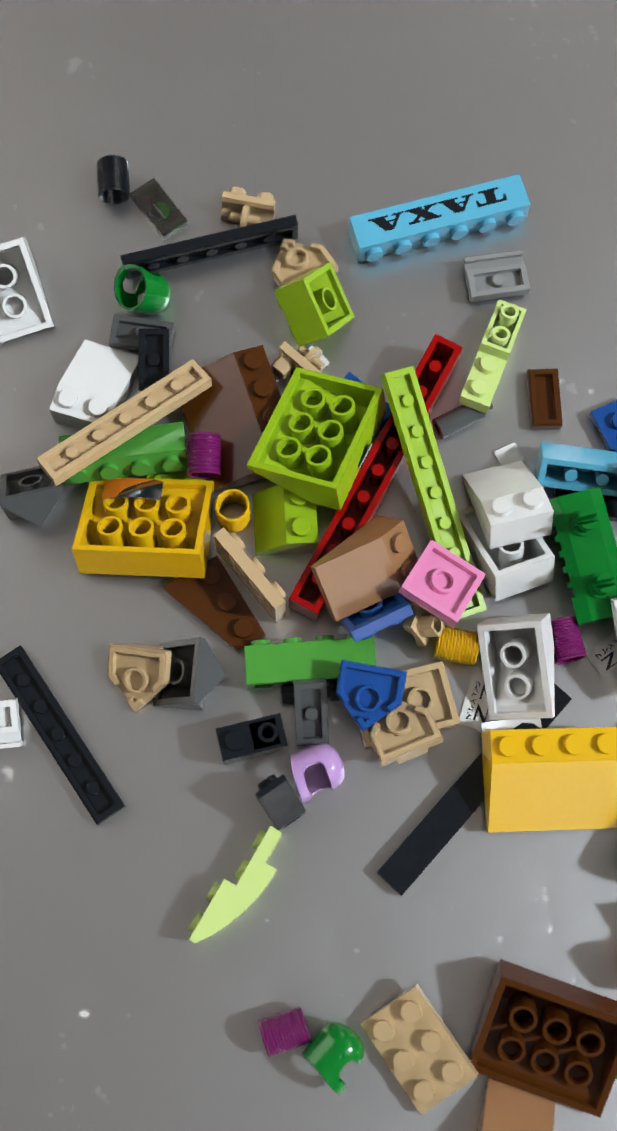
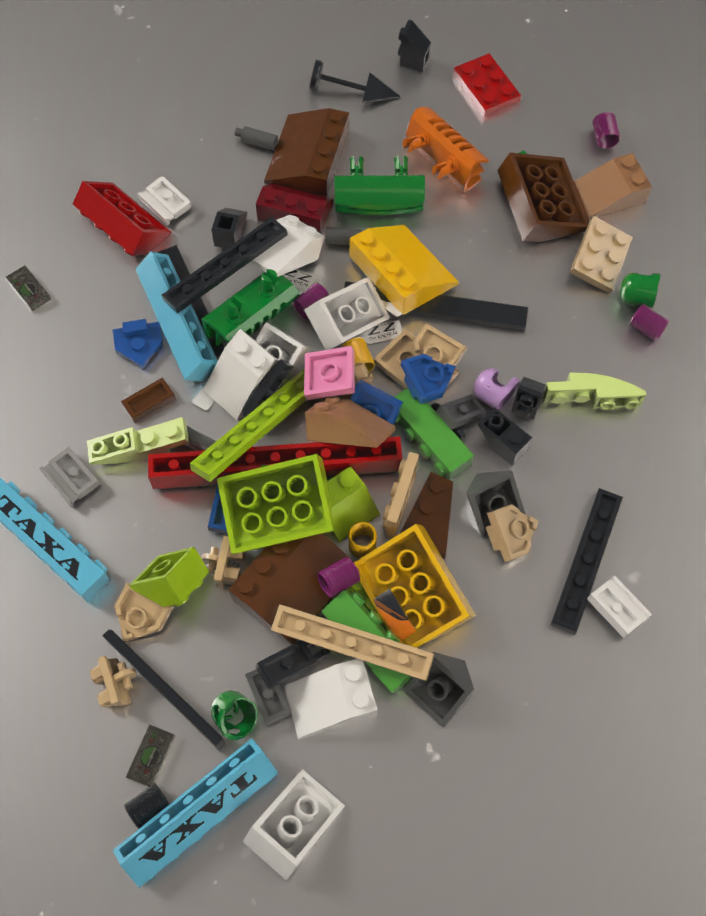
camera: 120 degrees left, 10 degrees down
(77, 214) = (194, 813): none -> medium azure brick
(468, 512) = (278, 375): none -> black hinge

